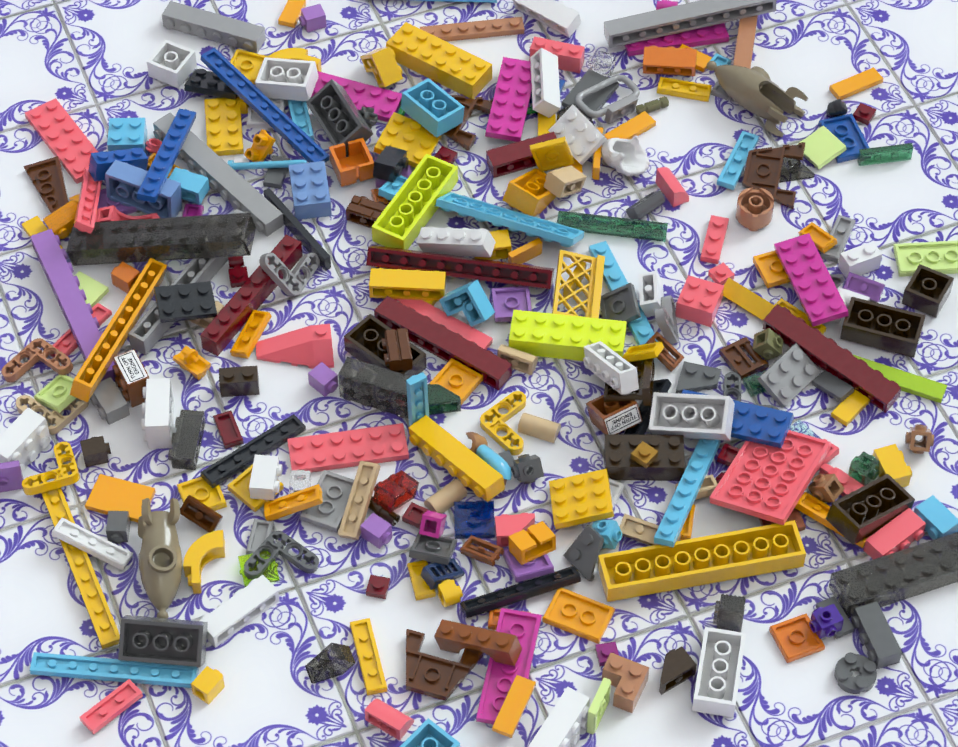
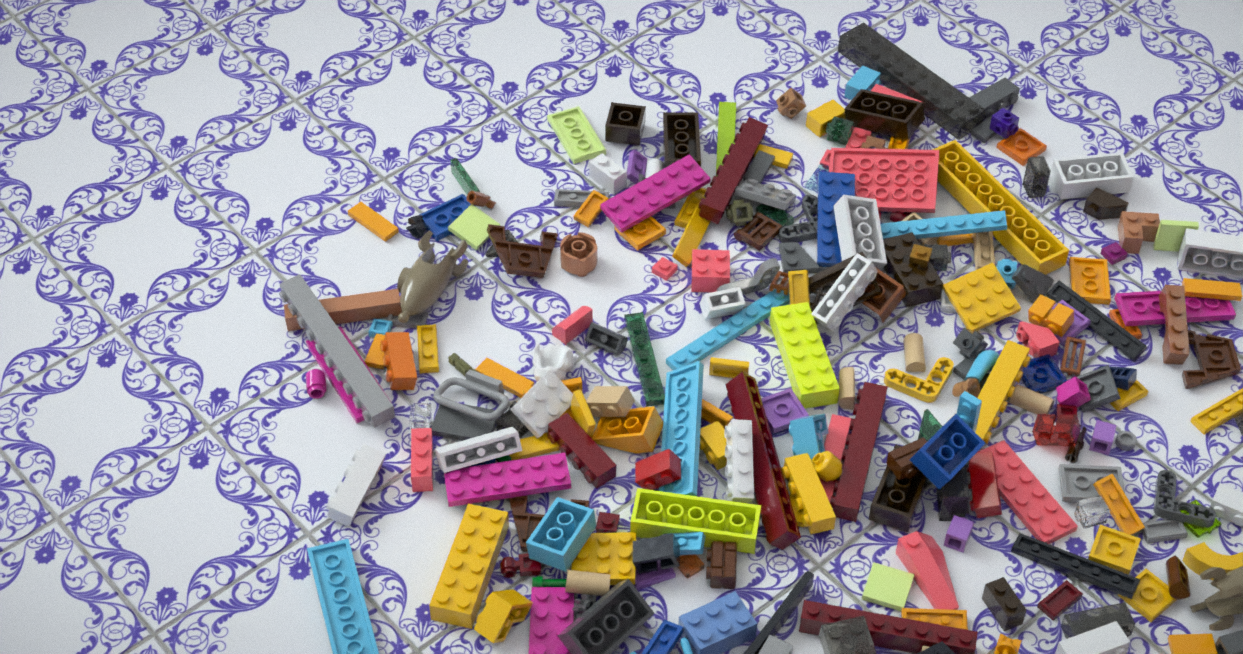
camera: 110 degrees left, 5 degrees down
(264, 477) = (1110, 533): white brick -> none
(288, 276) = (855, 601): light grey beam -> none
(297, 314) = (887, 586): none -> yellowish green tile
(356, 166) = (660, 594): orange piece -> none
(359, 500) = (1083, 453): tan plate -> none
(360, 411) = (984, 485): none -> red brick
(368, 554) = (1125, 440): none -> light grey tile
(378, 586) = (1154, 423): dark red plate -> none
(379, 357) = (947, 451): none -> blue brick
(382, 117) = (587, 583): none -> tan brick
(426, 301) = (827, 466): none -> yellow head
(449, 593) = (1133, 362): yellow plate -> none
(458, 379) = (898, 426): light orange plate -> none
(474, 191) = (658, 470): none -> red brick
(477, 29) = (402, 555): nougat plate -> none
(594, 285) = (747, 345): yellow fence -> none
(620, 304) = (750, 322): dark grey plate -> none
(653, 487) = (940, 257): none -> clear smoke brick
(714, 239) = (623, 282): coral plate -> none
(737, 160) = (514, 283): medium azure plate -> none
(852, 156) = (480, 199): none -> dark orange bar
(858, 663) = (1026, 102): dark grey plate -> none
(864, 114) = (411, 208): dark red plate -> none

